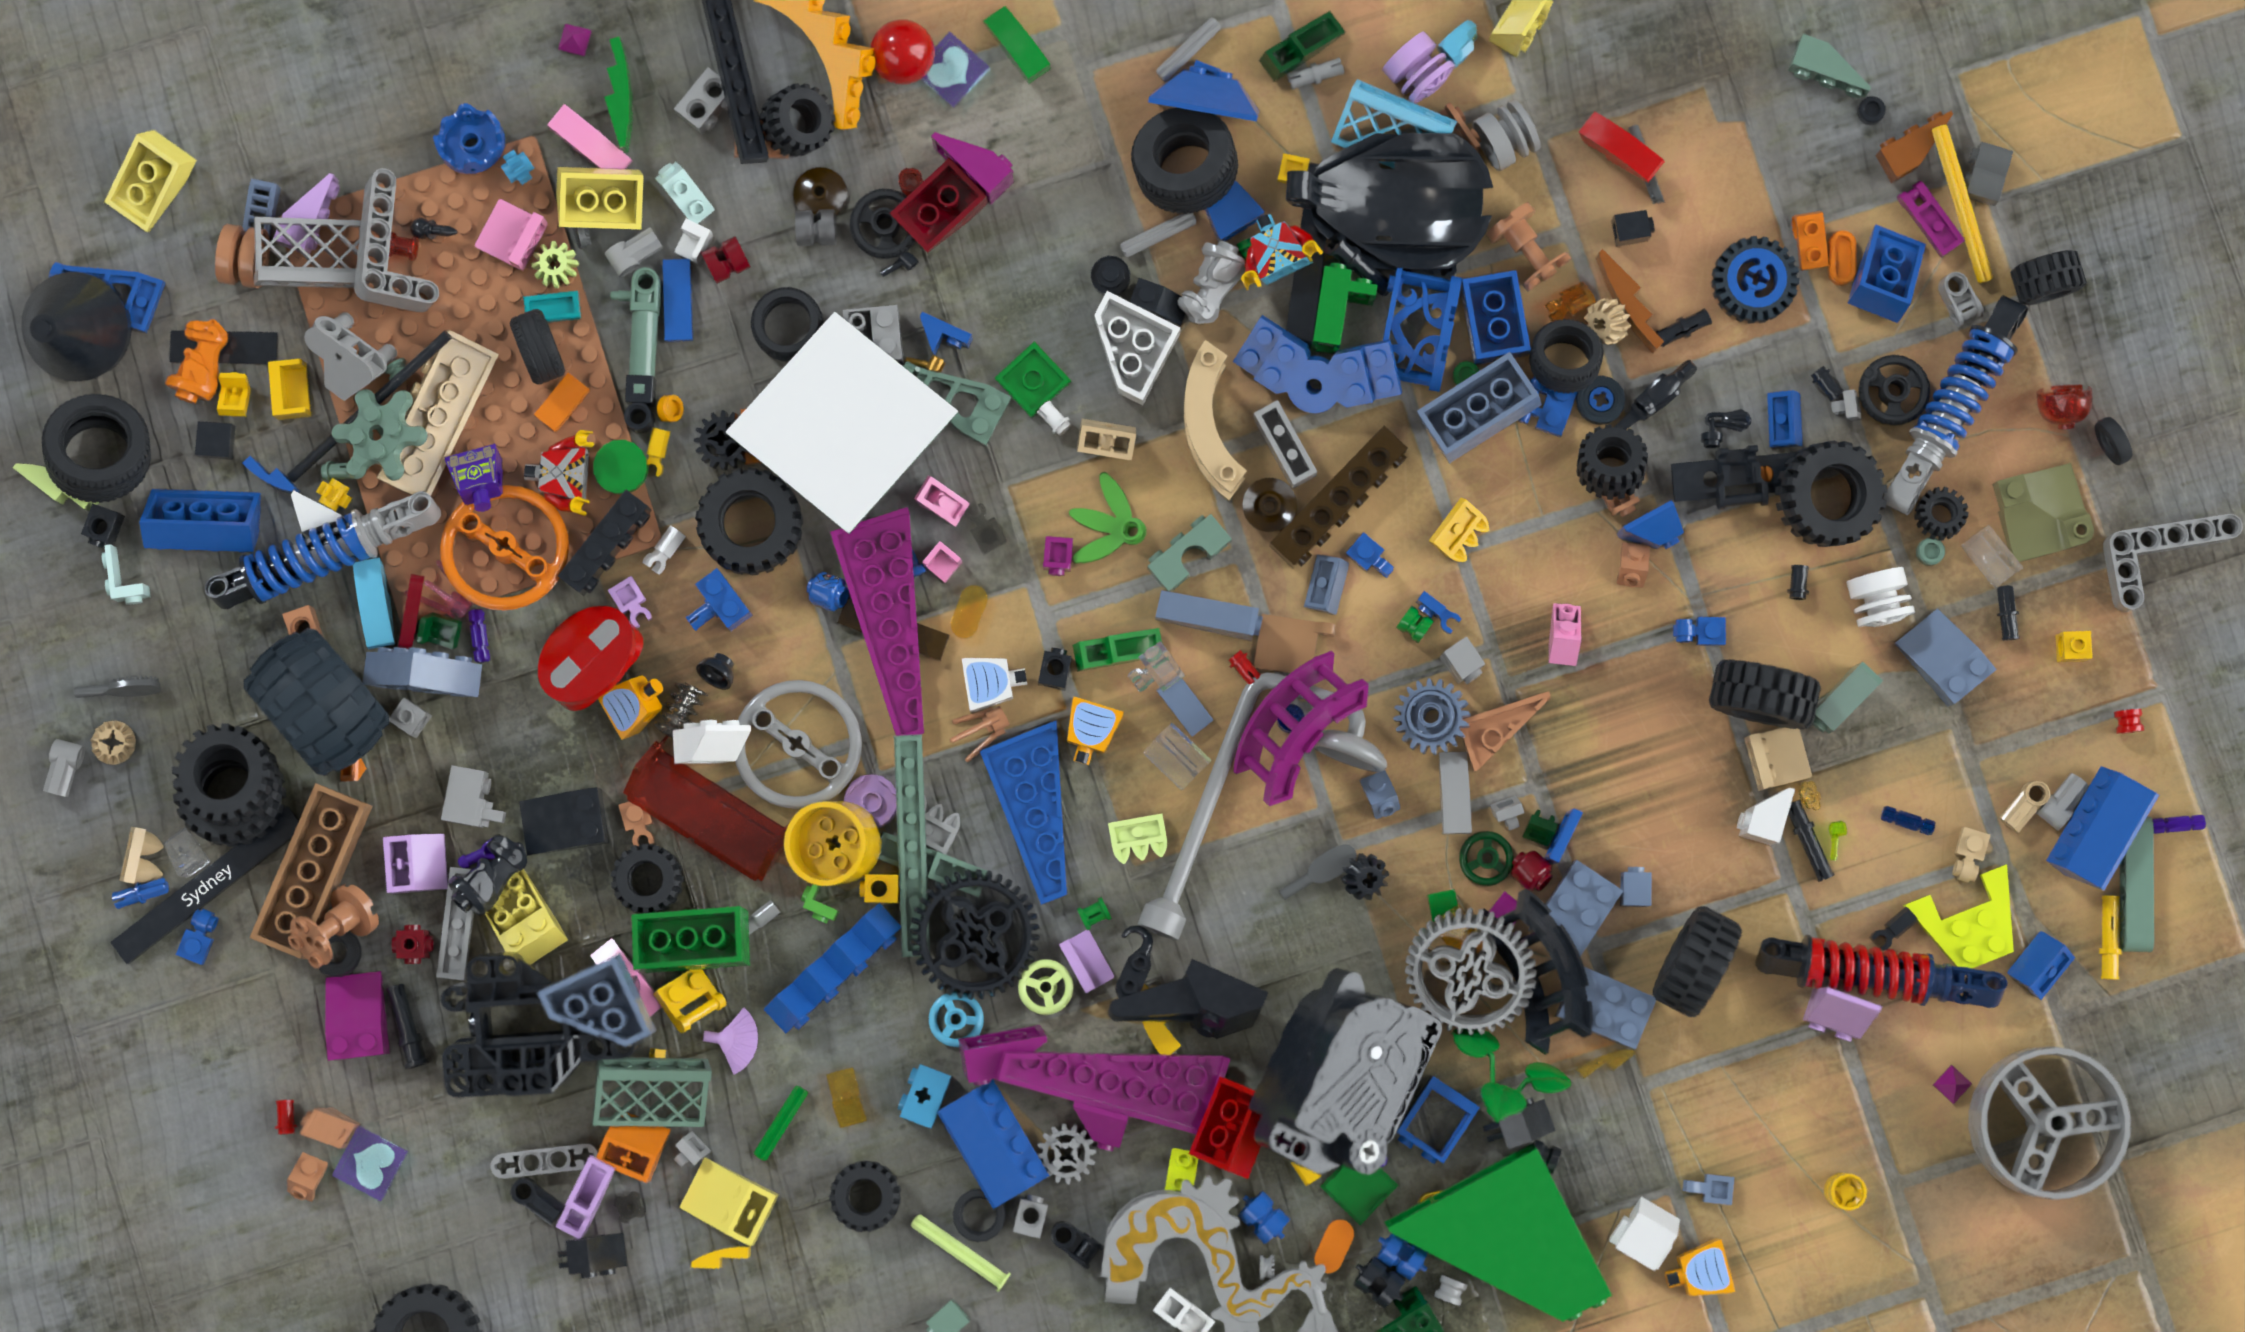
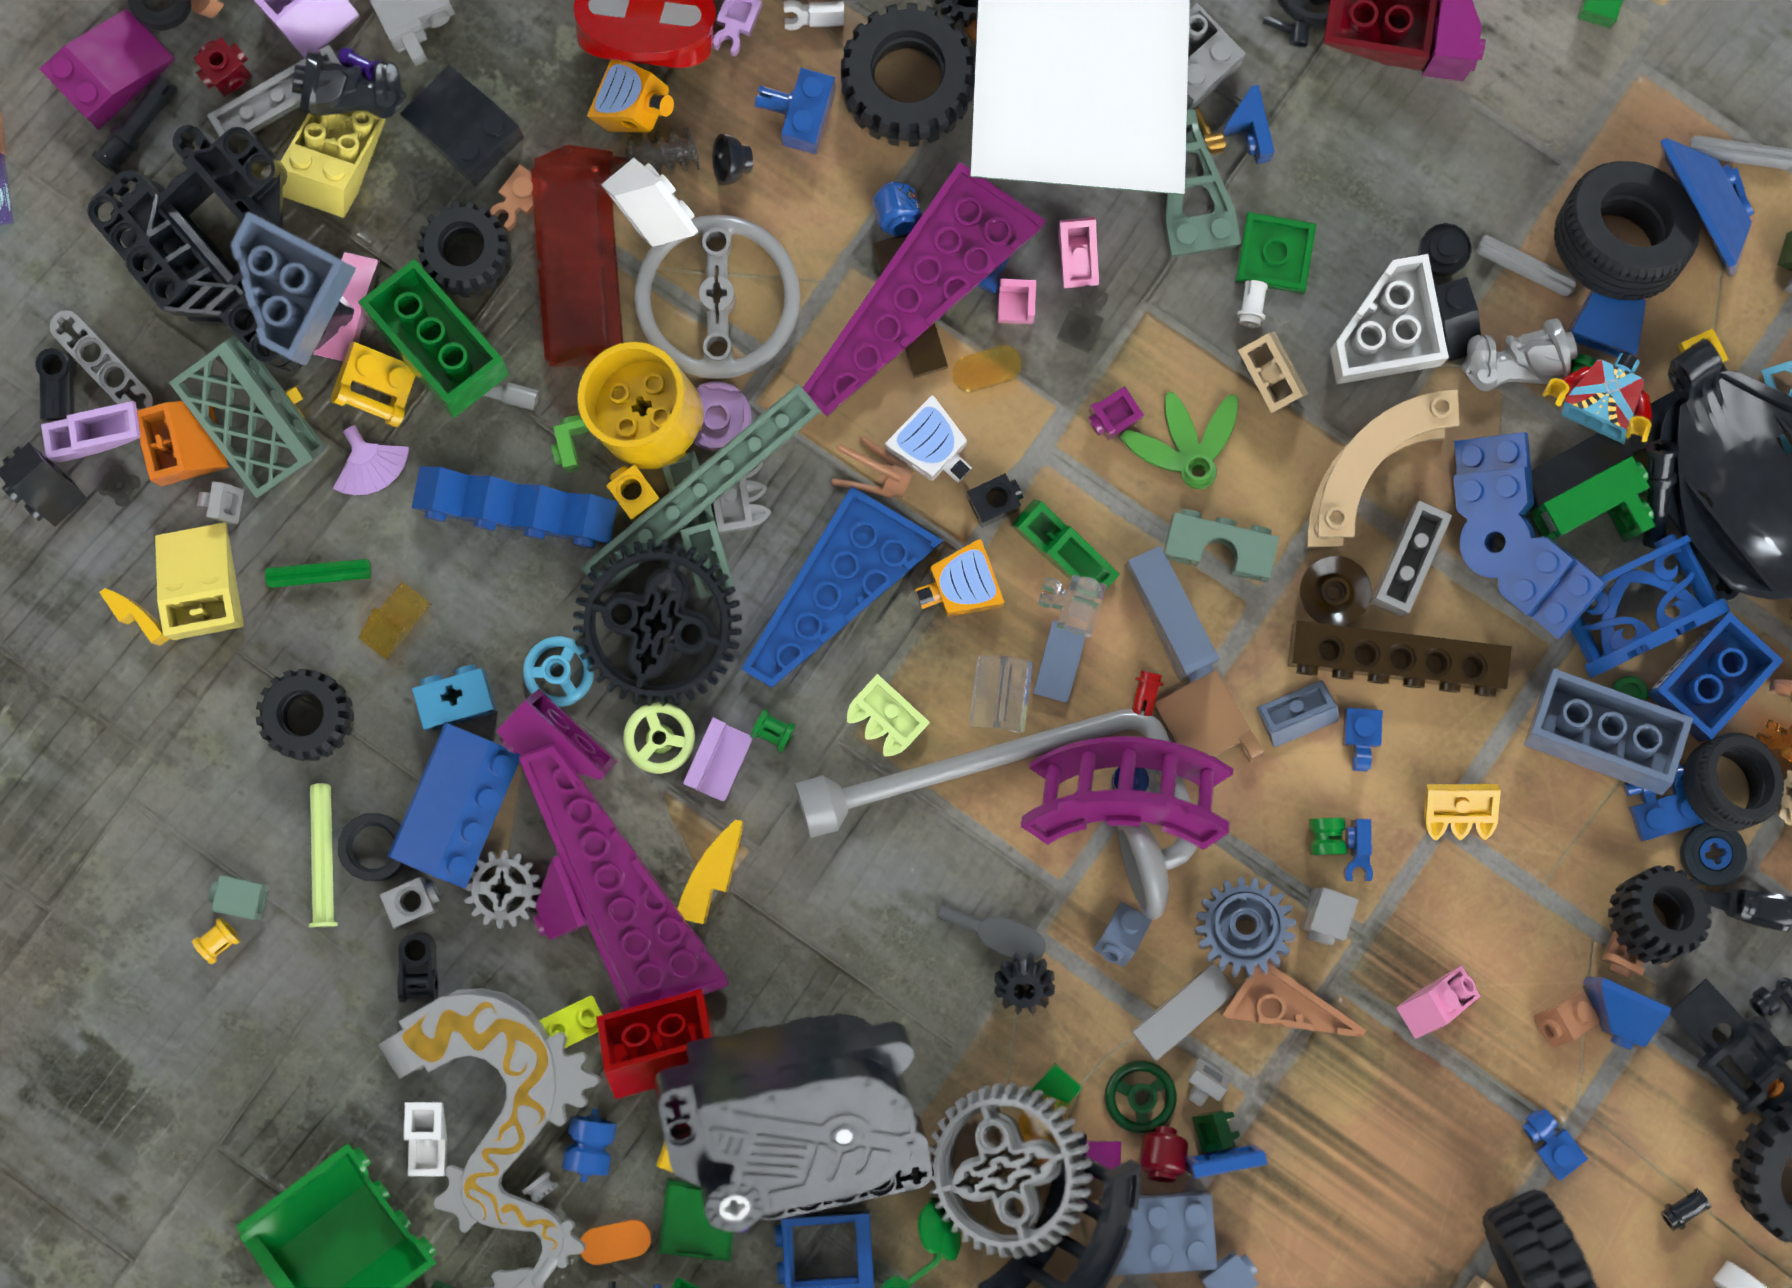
camera: 50 degrees right, 0 degrees up
(1204, 997) = (769, 908): black slope -> none

